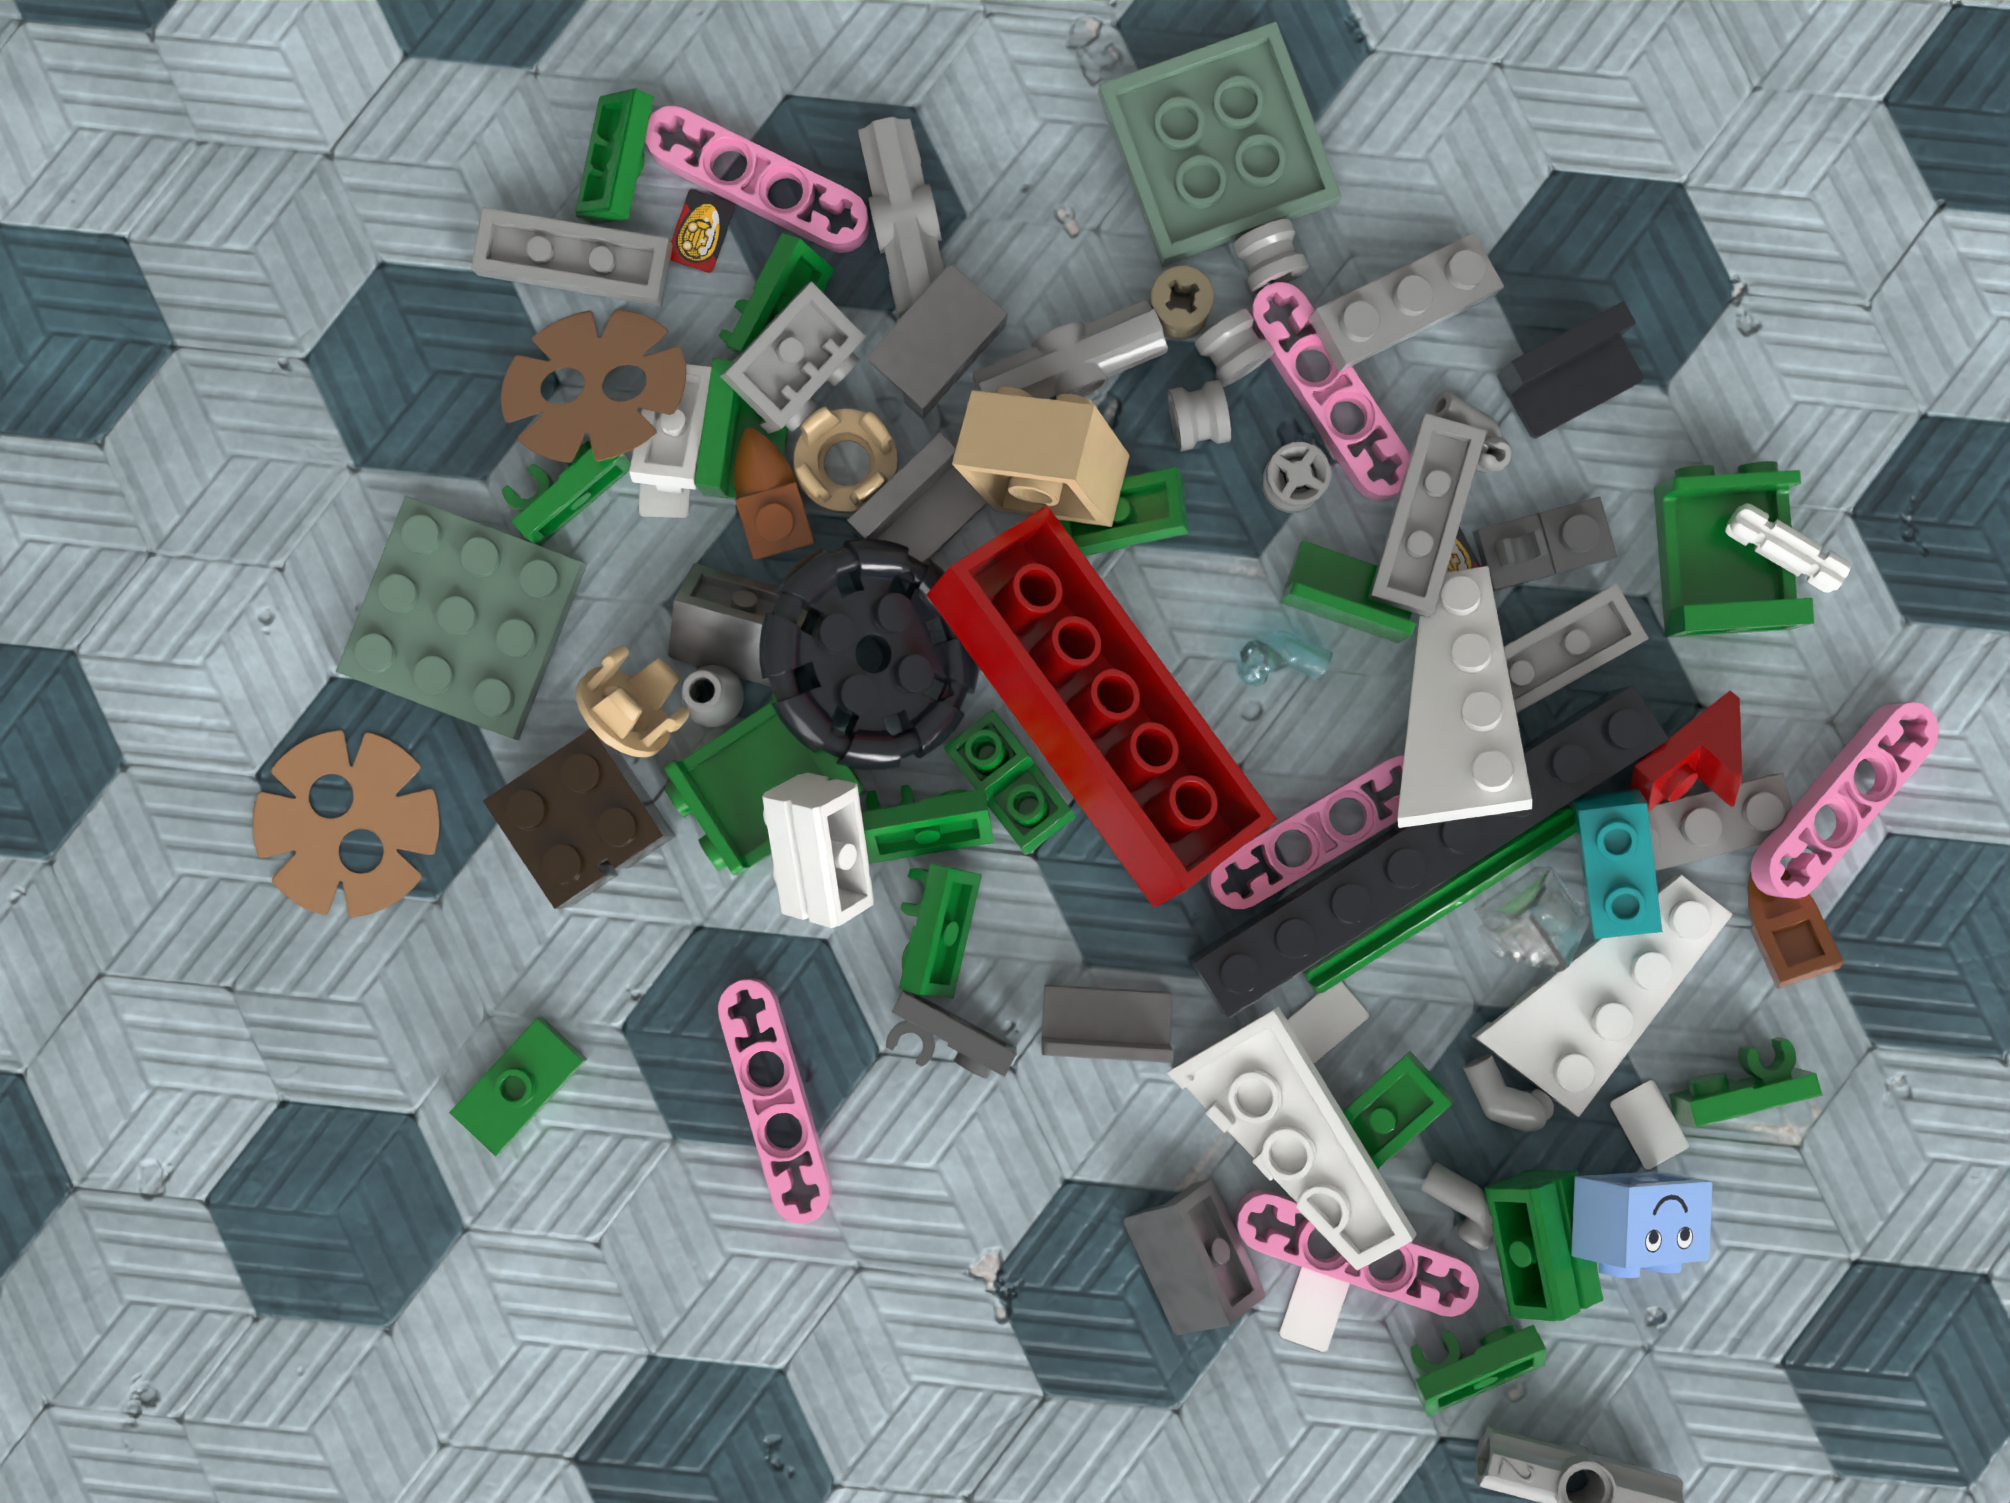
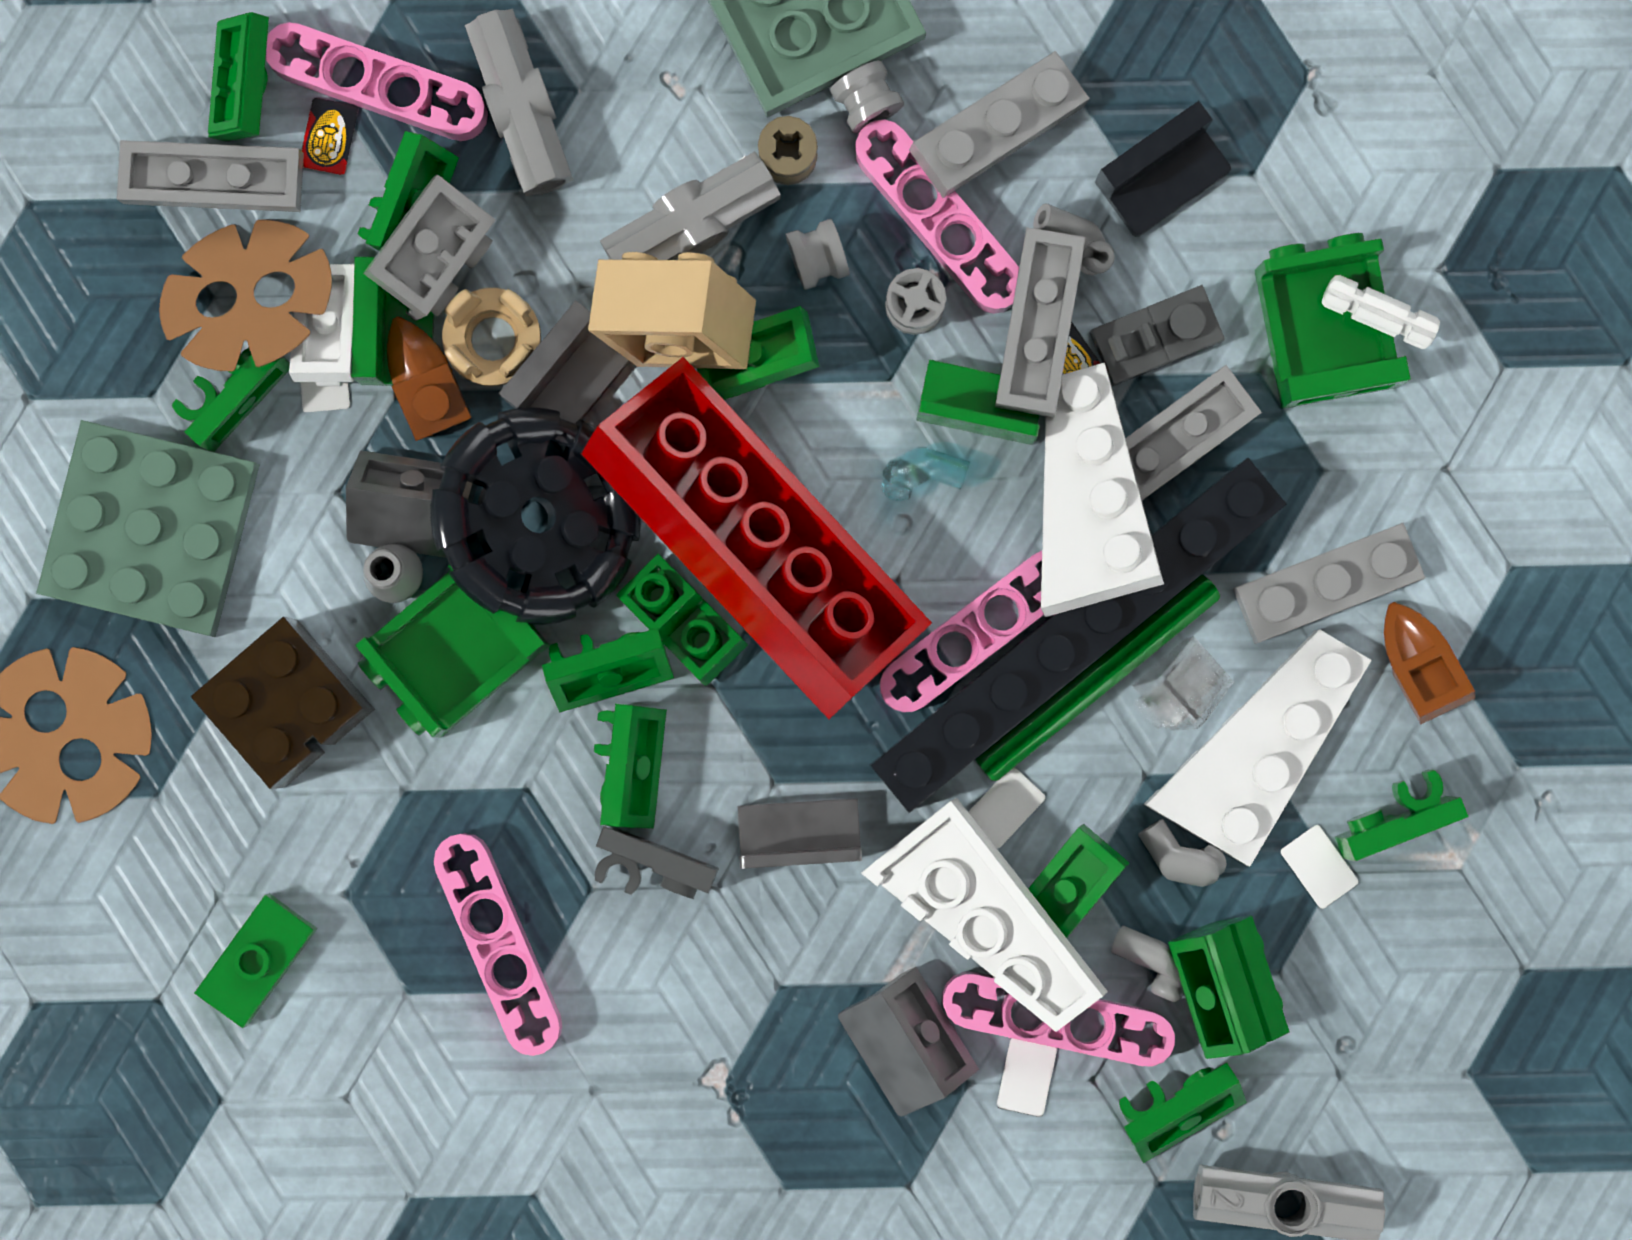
camera: 10 degrees left, 0 degrees up
(618, 702) = (306, 589): tan piece -> none
(818, 849) = (509, 703): white brick -> none
(938, 339) = (563, 213): flat silver panel -> none
(1234, 347) = (842, 186): light grey wheel -> none
(1617, 863) = (1252, 625): teal brick -> none
(1641, 1221) = (1315, 954): light blue brick -> none
(1702, 750) = (1318, 509): red slope -> none
(1851, 807) = (1468, 545): bright pink beam -> none

